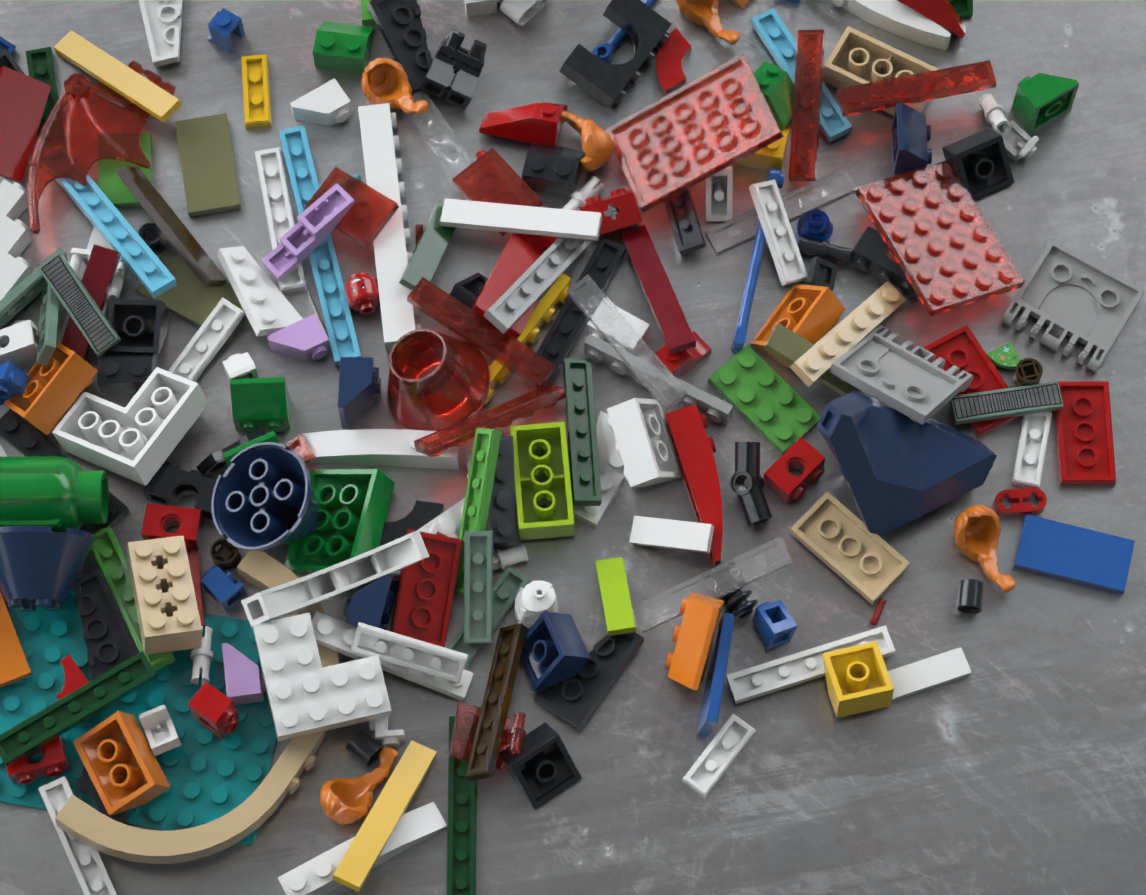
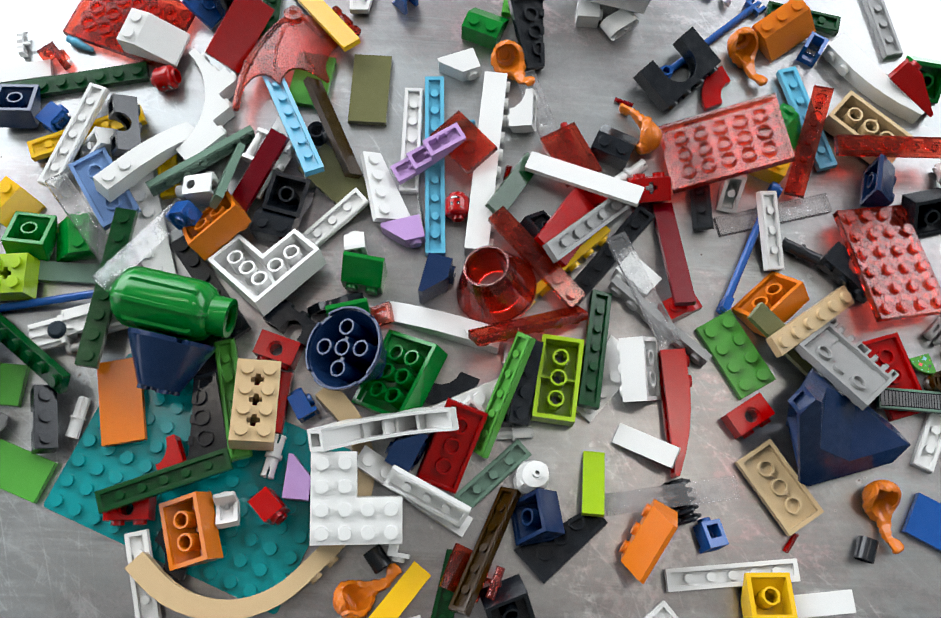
camera: 10 degrees right, 5 degrees up
(79, 304) = (251, 169): tile -> none
(223, 549) = (306, 381): dark brown wheel -> none
(256, 91) = (416, 45): yellow tile -> none
(424, 154) = (523, 116): none -> white arch
(455, 73) = (559, 60): black hips -> none
(478, 587) = (491, 454): sand green tile -> none
(527, 123) = (601, 109): red slope -> none
(716, 676) = (652, 590): blue tile -> none
(751, 499) = (713, 404): black piece -> none
(815, 225) = (796, 231): clear blue cone -> none
(821, 273) = (795, 268): black plate -> none
(1017, 497) = (914, 486): red beam -> none

